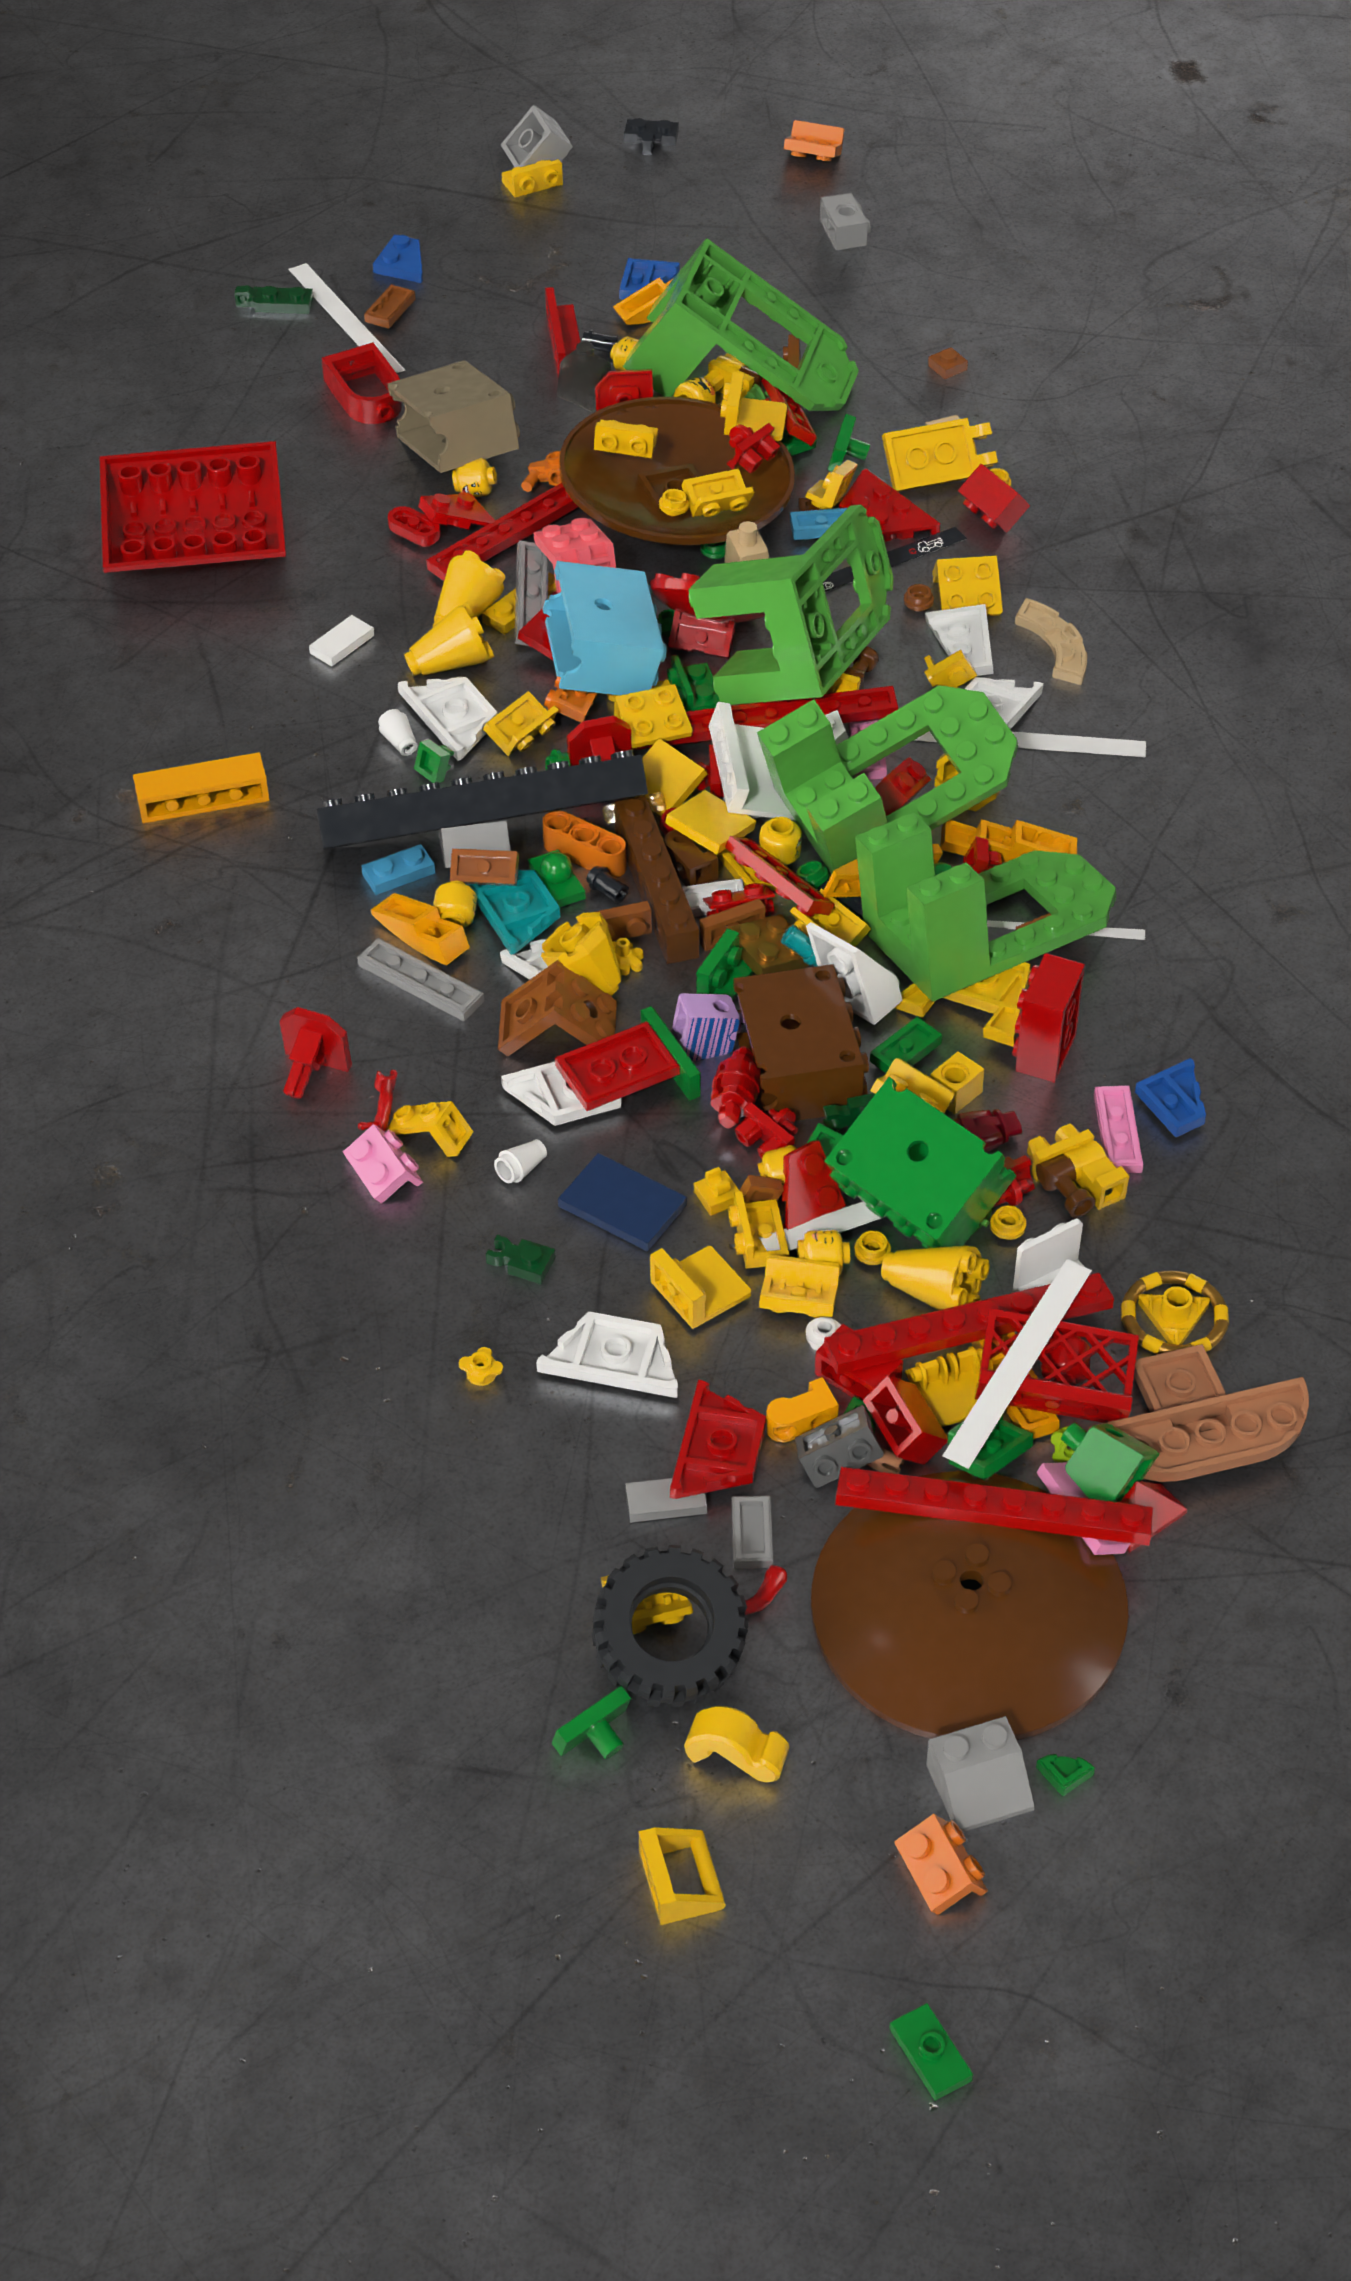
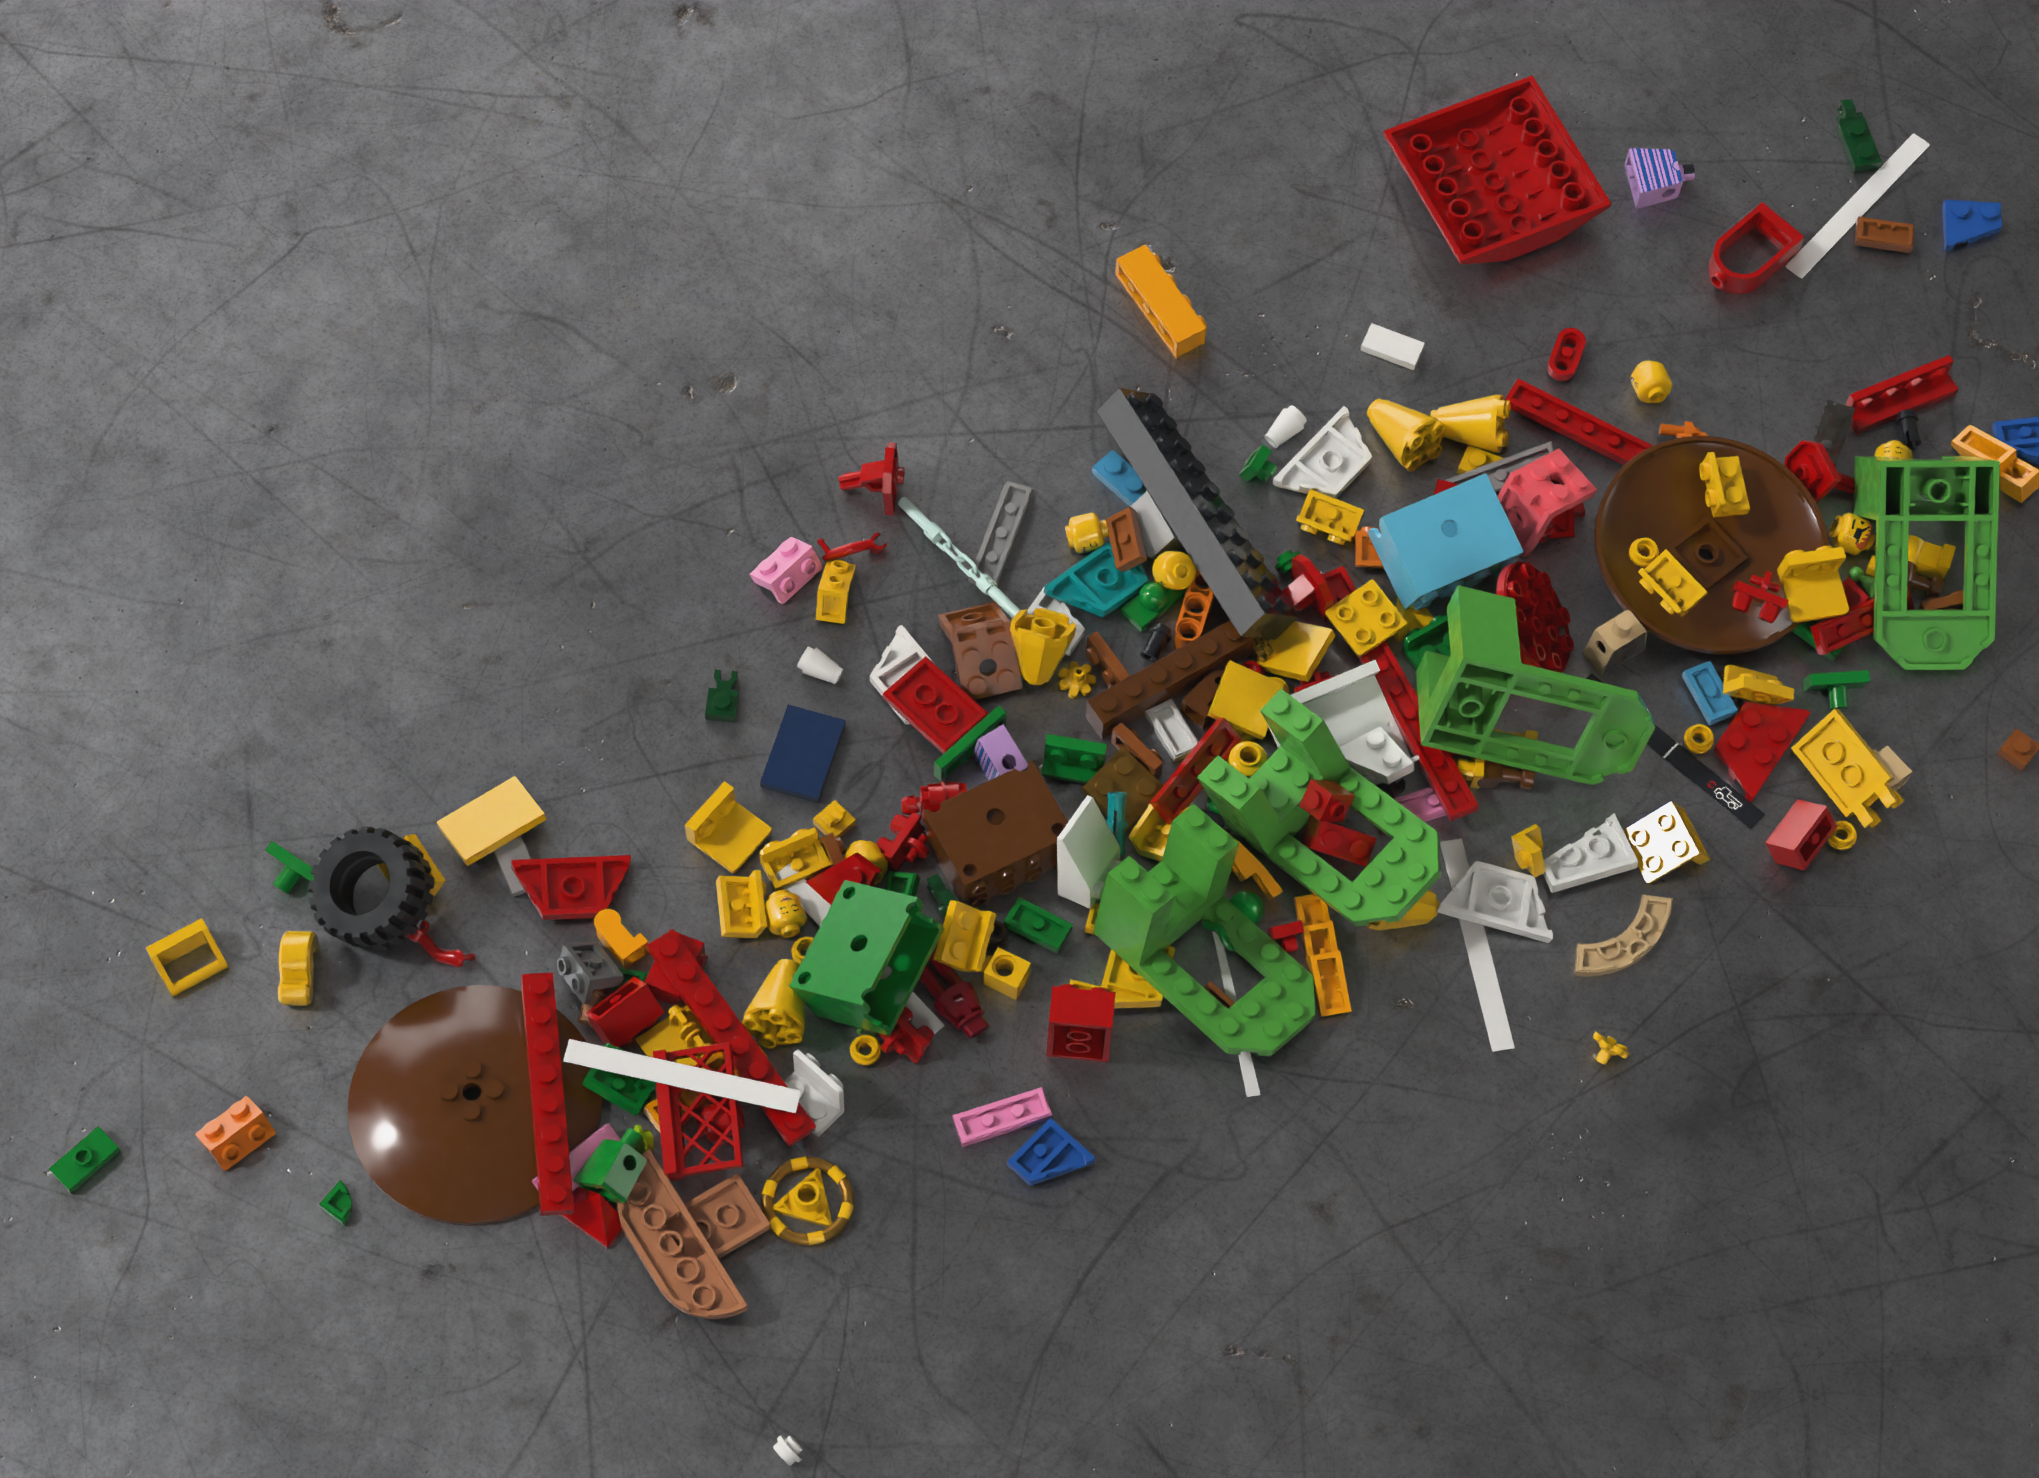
camera: 70 degrees right, 15 degrees up
(246, 420) = (1655, 175): none -> lavender torso
(422, 928) = (1053, 516): light orange slope -> none
(455, 416) = (1708, 334): dark tan gear -> none
(455, 510) = (1598, 382): red wing -> none
(481, 1374) = (601, 706): yellow plate -> none
(483, 993) = (936, 534): none -> light aqua piece
(539, 836) = (1174, 570): none -> yellow head
(603, 1506) = (491, 821): none -> yellow tile
(614, 1354) = (641, 790): white wing -> none
(725, 899) = (1161, 740): red hinge -> none
(752, 1532) = (501, 932): light grey tile -> none
(816, 1327) = (708, 926): white plate -> none
(870, 762) = (1326, 800): none -> red brick
(918, 597) = (1639, 797): dark orange plate -> none
(980, 1774) = (313, 1141): light grey slope -> none
(1080, 1160) = (946, 1090): yellow hips -> none
(1169, 673) = (1609, 1048): none -> yellow plant

